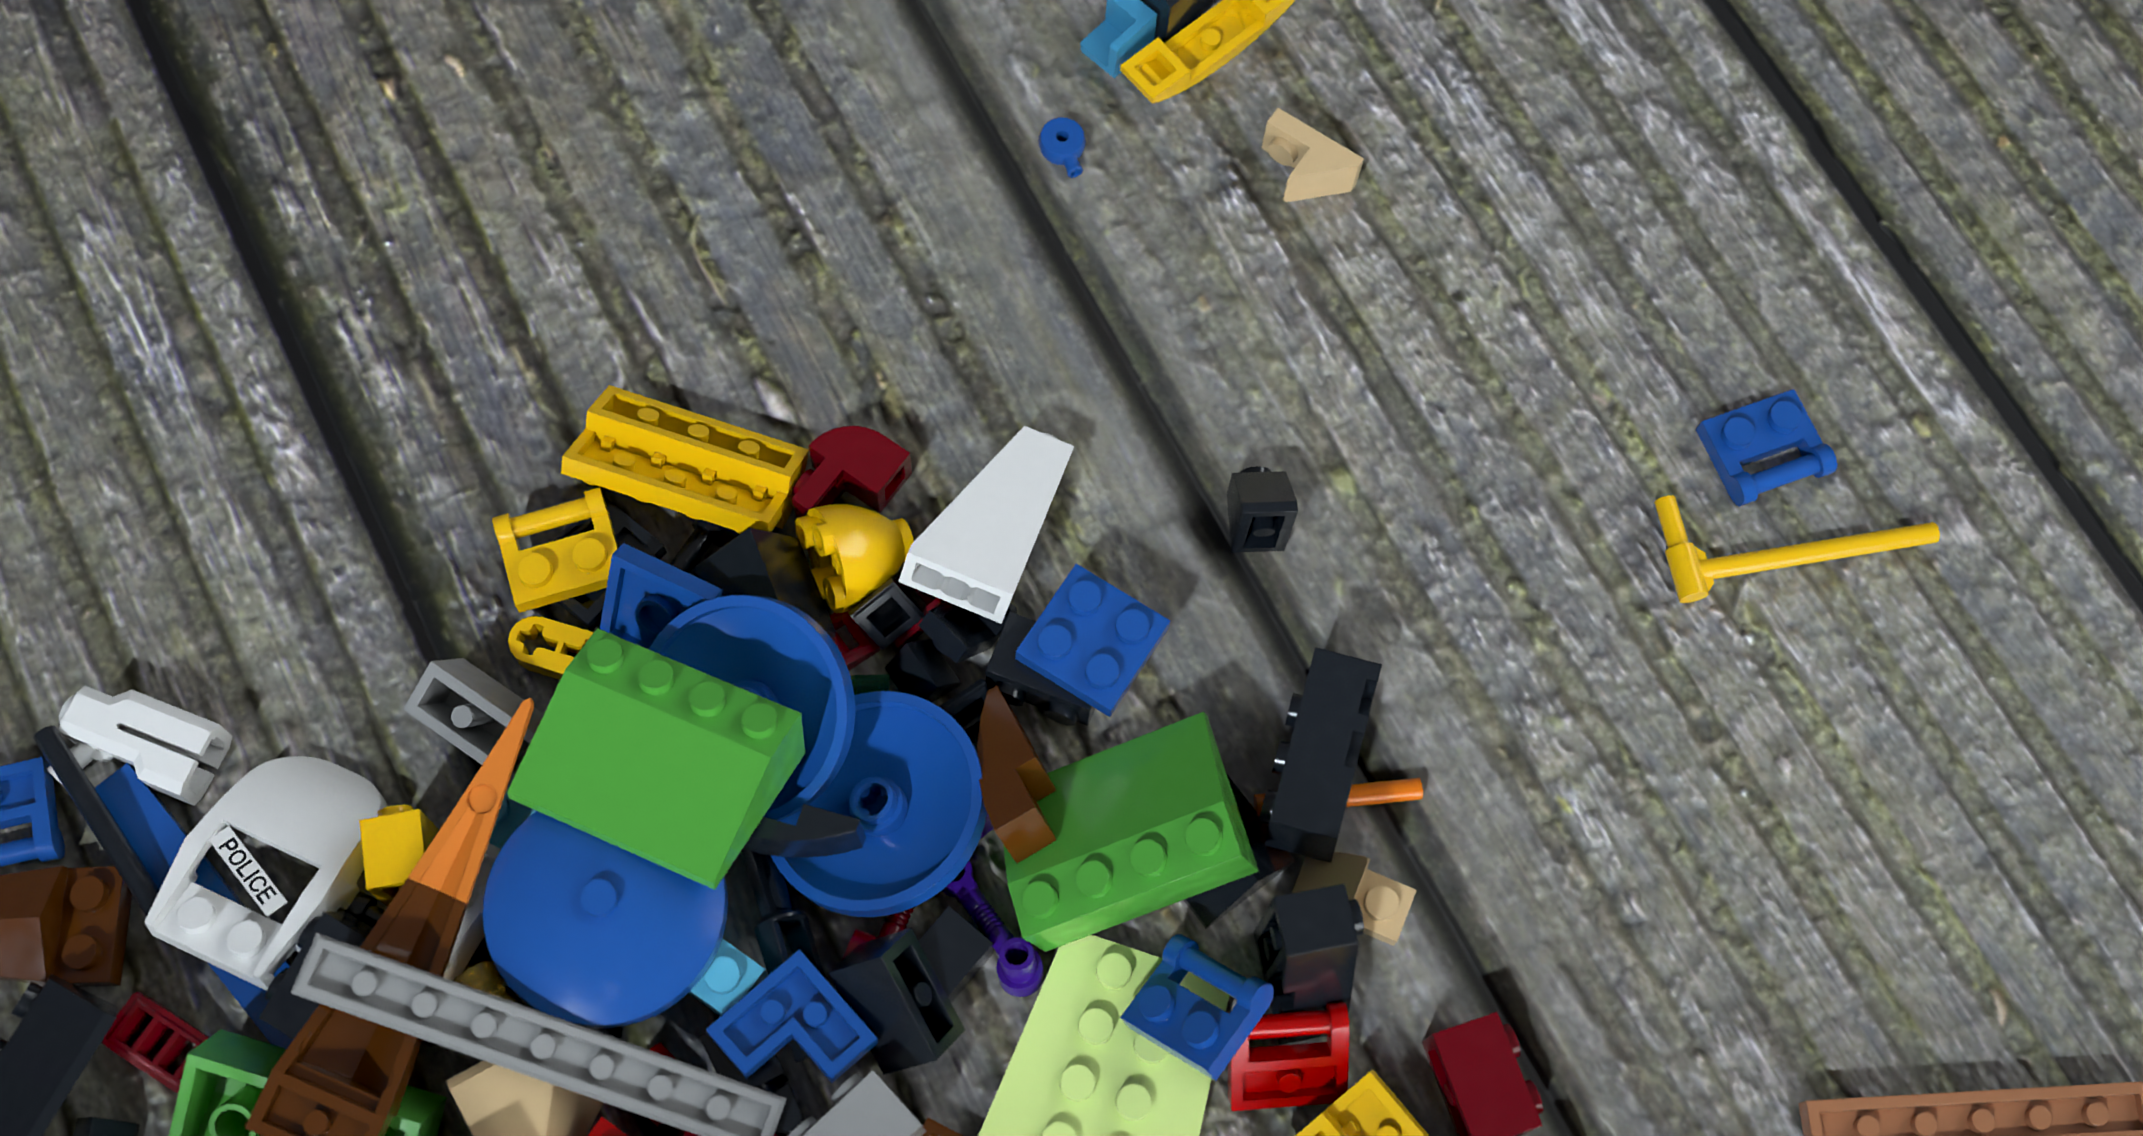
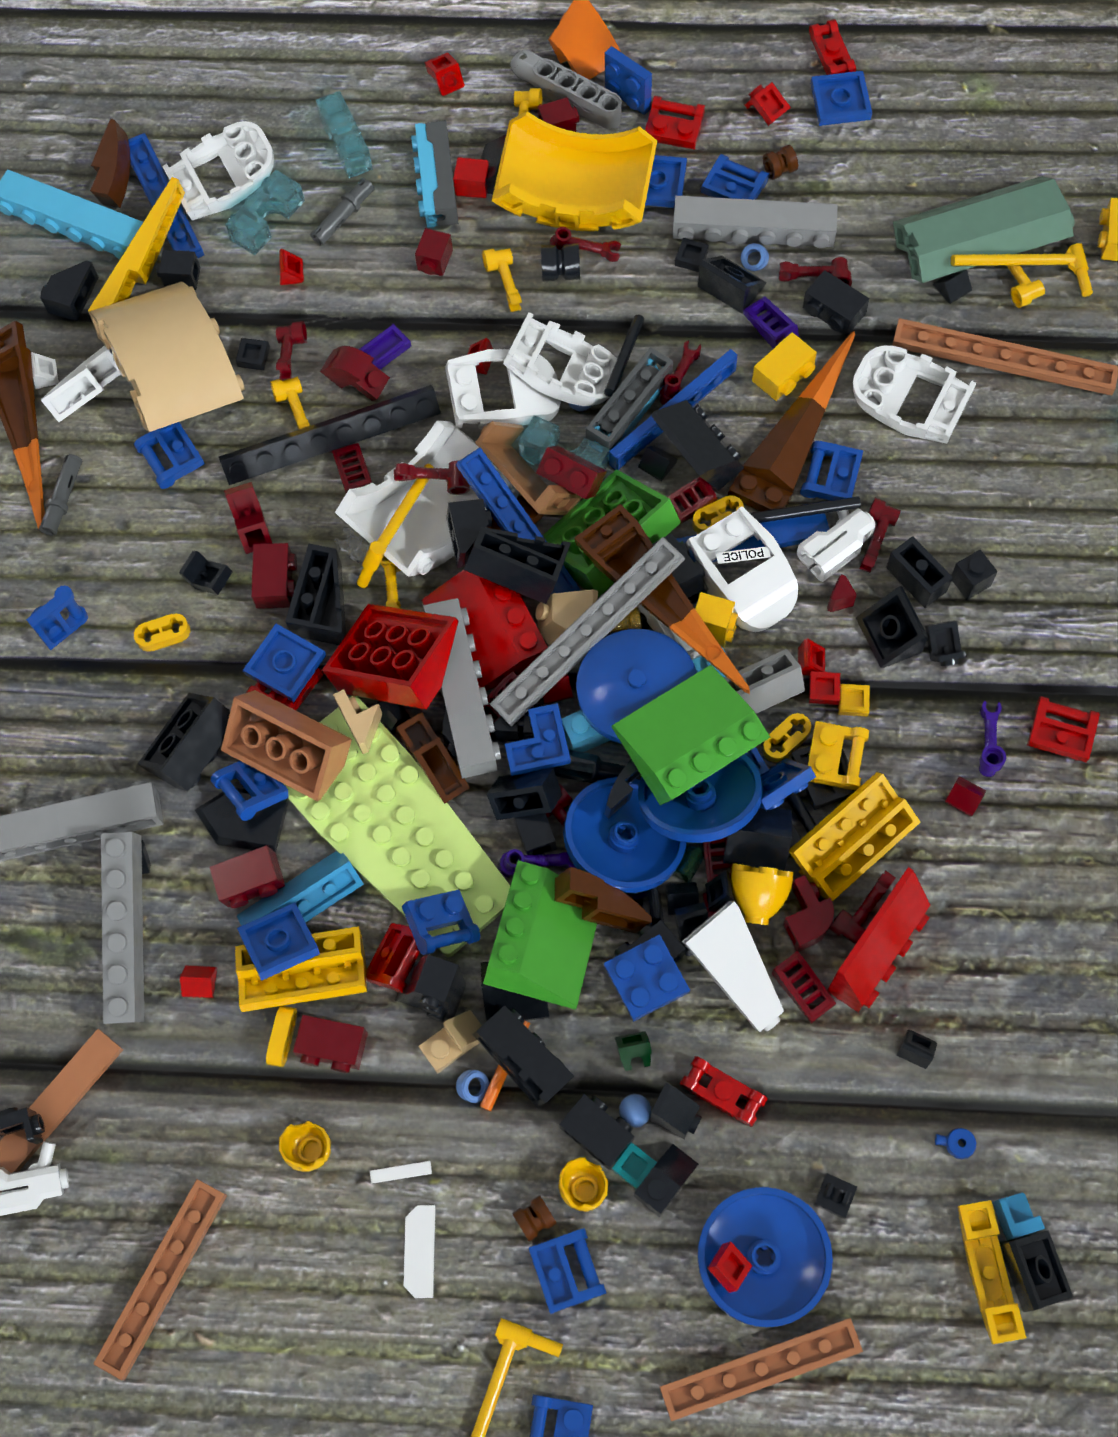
camera: 130 degrees right, 0 degrees up
(51, 687) = (883, 516): none -> dark red brick
(113, 494) = (973, 574): none -> black brick
(148, 576) = (919, 572): none -> black brick
(165, 989) = (715, 512): none -> yellow beam
(245, 687) = (842, 596): none -> dark red slope
(269, 485) = (944, 643): none -> black bracket
(276, 573) = (893, 629): none -> black slope
(357, 256) = (1060, 736): none -> red plate
(392, 682) = (811, 657): none -> red slope
(439, 583) = (854, 700): none -> yellow tile
(441, 631) = (824, 688): none -> red plate
(446, 328) = (992, 756): none -> dark purple brick
(526, 348) = (965, 796): none -> dark red slope
(828, 411) = (851, 925): none -> dark red brick
(839, 354) = (881, 943): none -> red slope
(949, 470) = (812, 980): none -> dark red slope
(962, 246) = (917, 1049): none -> black slope
(1182, 468) = (723, 1091): none -> red plate
(1199, 618) = (634, 1046): none -> dark green tile
(1231, 259) = (835, 1195): none -> black tile
(1285, 574) = (635, 1110): none -> medium blue piece
(1318, 162) = (867, 1282): tan slope -> none
(1352, 600) = (597, 1130): none -> black brick
(1359, 476) = (665, 1180): none -> black slope
(1365, 530) = (634, 1165): none -> teal plate
(1376, 297) = (786, 1253): none -> blue dish
(1398, 841) = (463, 1082): none -> medium blue piece
(1424, 324) = (729, 1267): none -> red plate
(1439, 580) = (583, 1184): none -> yellow hair
(1515, 244) = (760, 1369): none -> nougat plate
(1538, 629) = (528, 1222): none -> reddish brown wheel
(1575, 557) = (556, 1275): none -> blue plate
(1586, 862) = (400, 1172): none -> white sticker
(1658, 1018) = (305, 1146): none -> yellow hair
(1671, 766) = (420, 1251): none -> white piece

